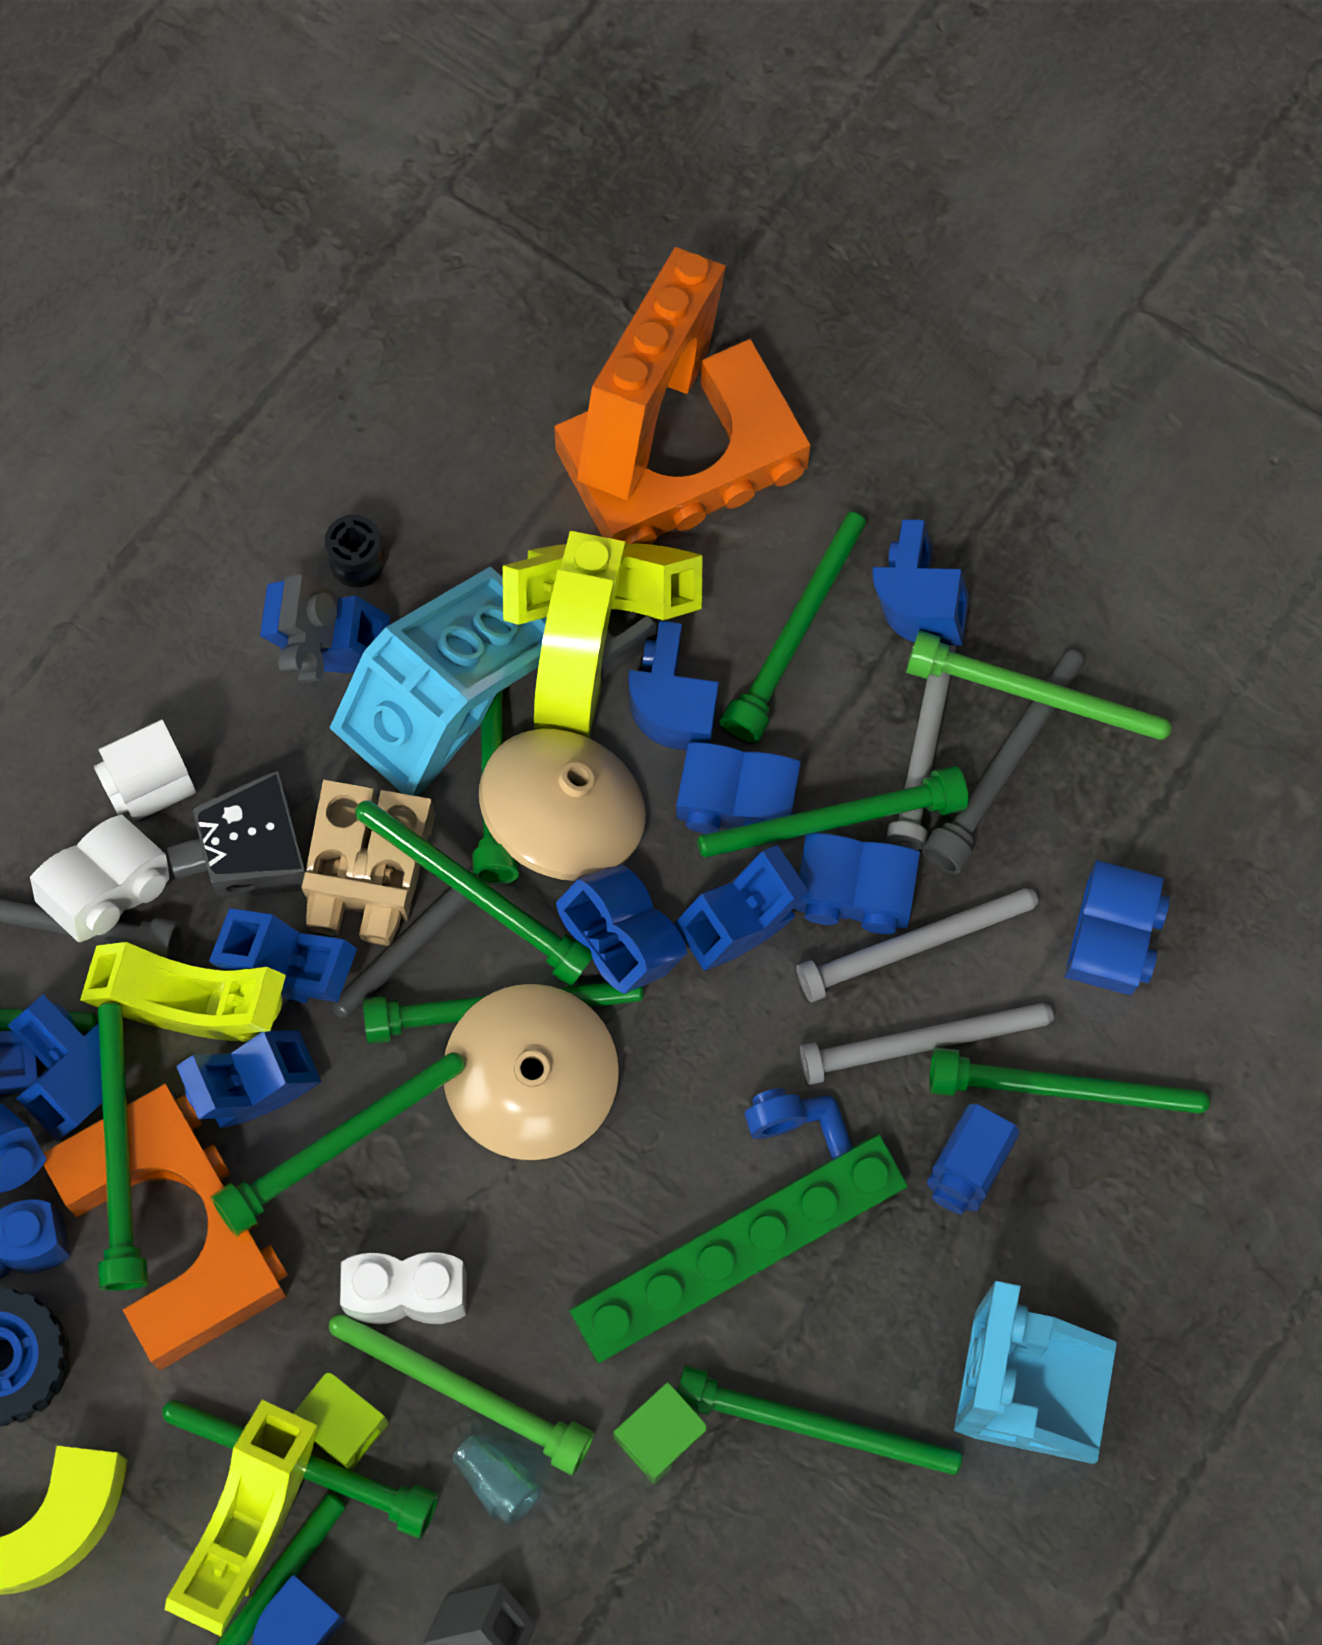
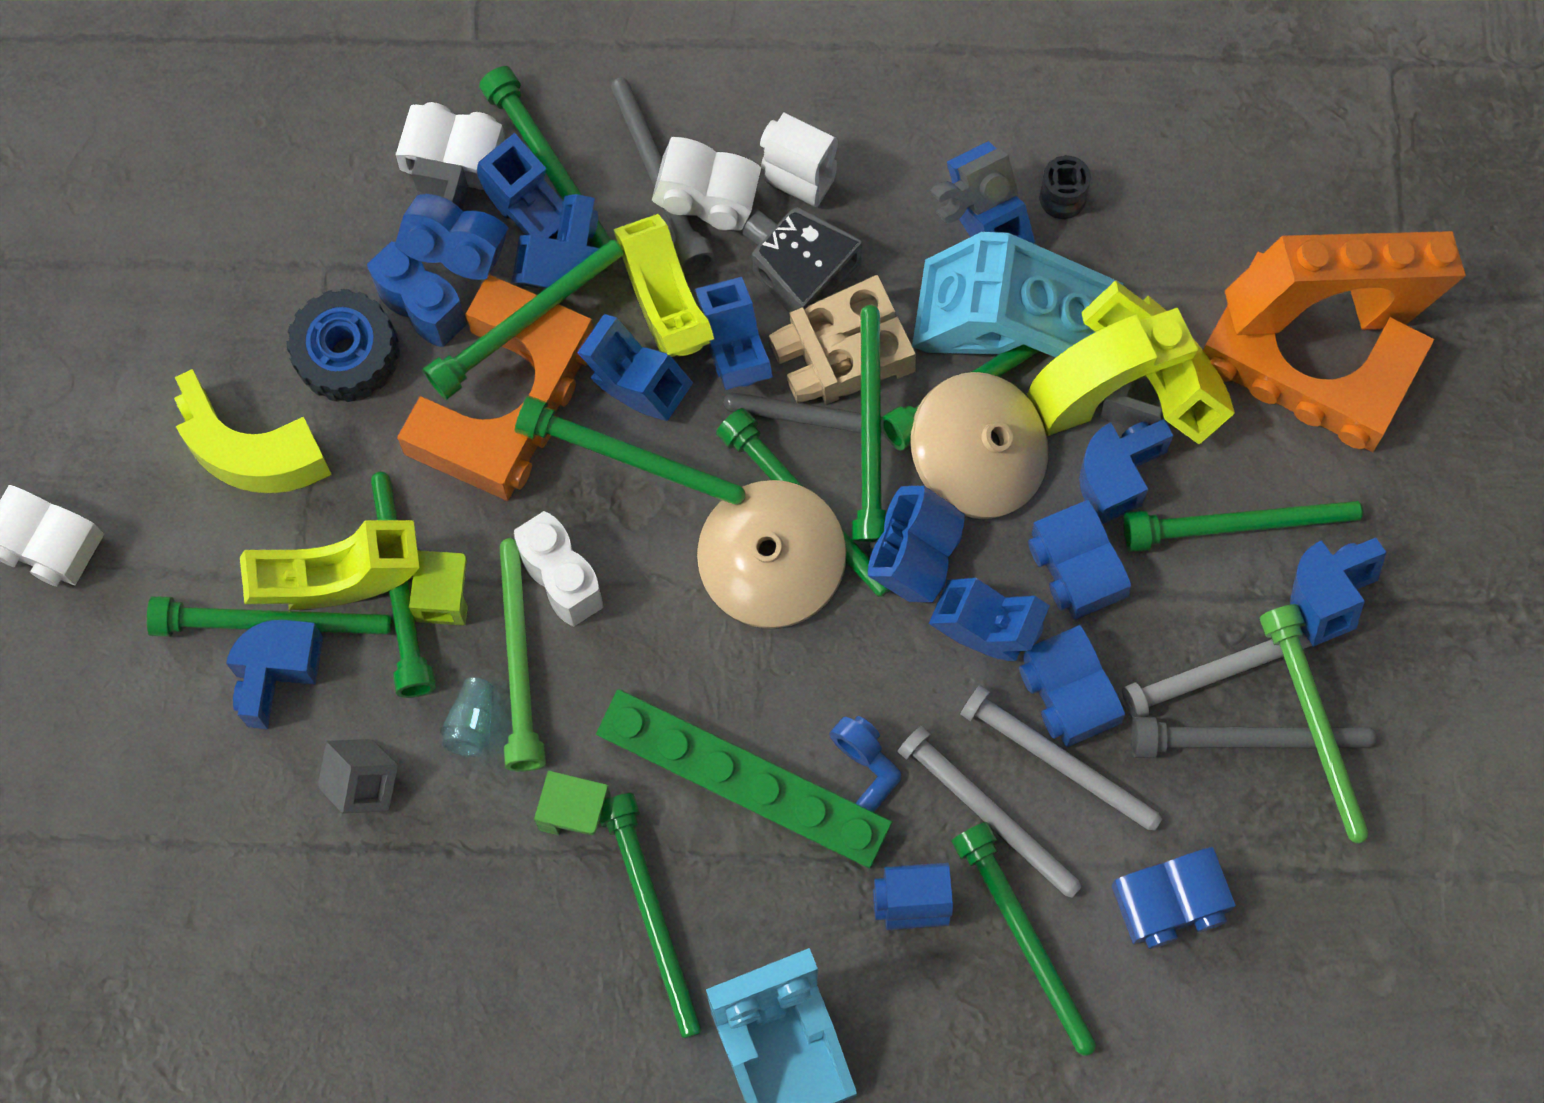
camera: 60 degrees right, 0 degrees up
(941, 792) = (1181, 699): green piece -> none

